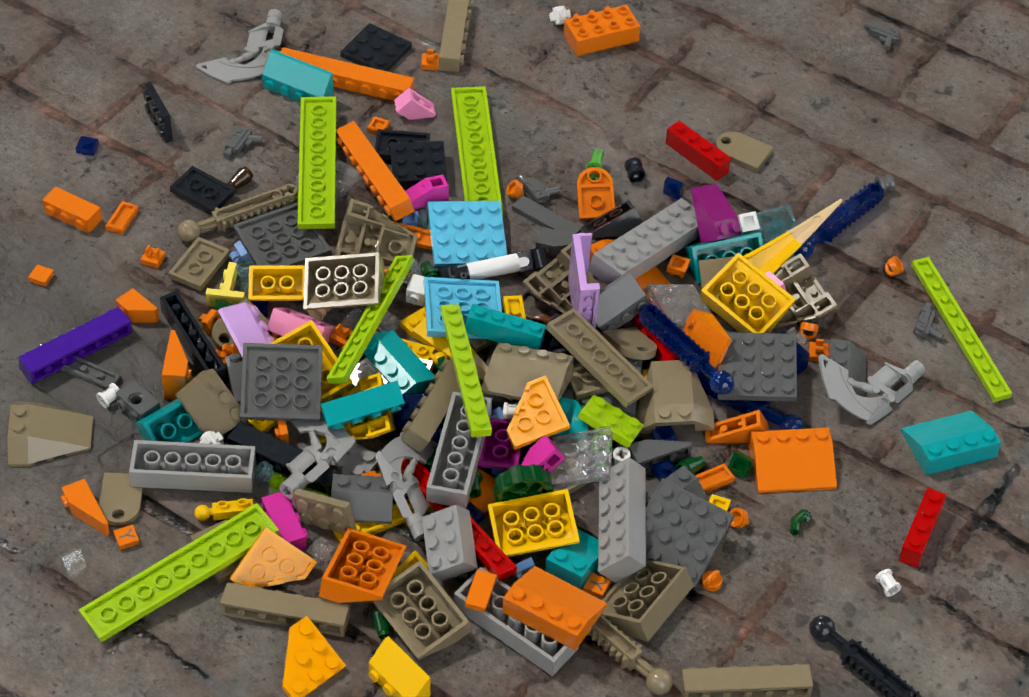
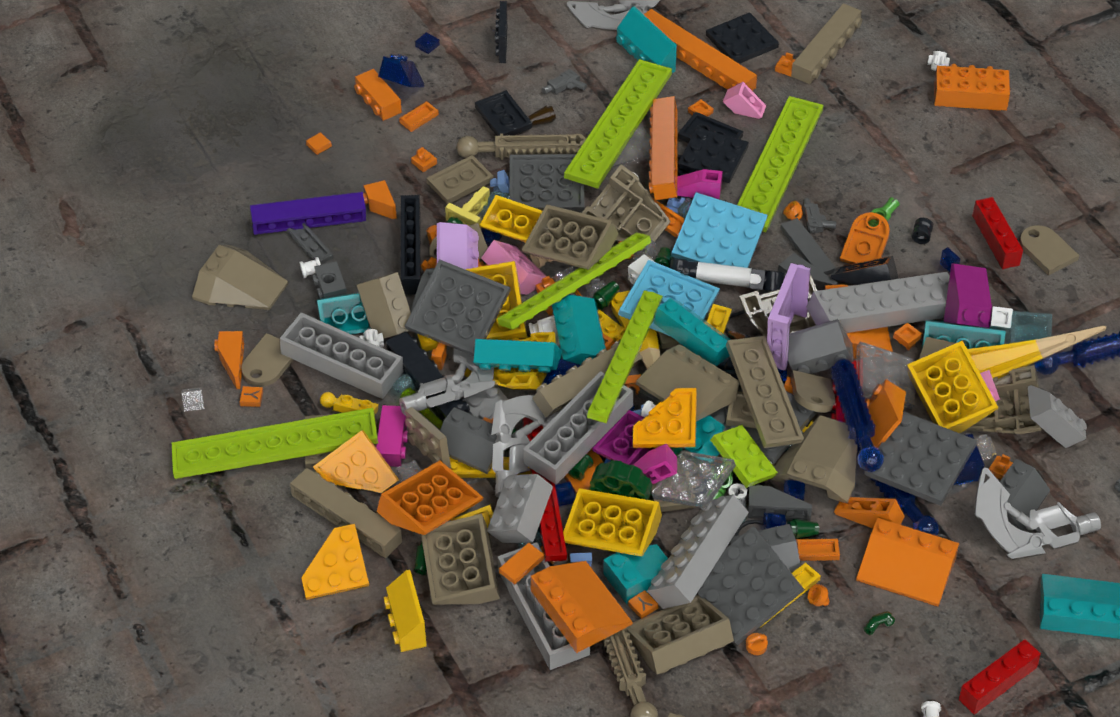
camera: 30 degrees right, 0 degrees up
(84, 180) = (400, 70): none -> clear blue slope
(175, 368) = (377, 259): orange slope -> none
(400, 322) = (606, 294): none -> dark green cone
(740, 464) = (852, 545): dark green tile -> none
(809, 327) = (1006, 441): orange tile -> none
(843, 290) = (1055, 417): none -> light grey slope

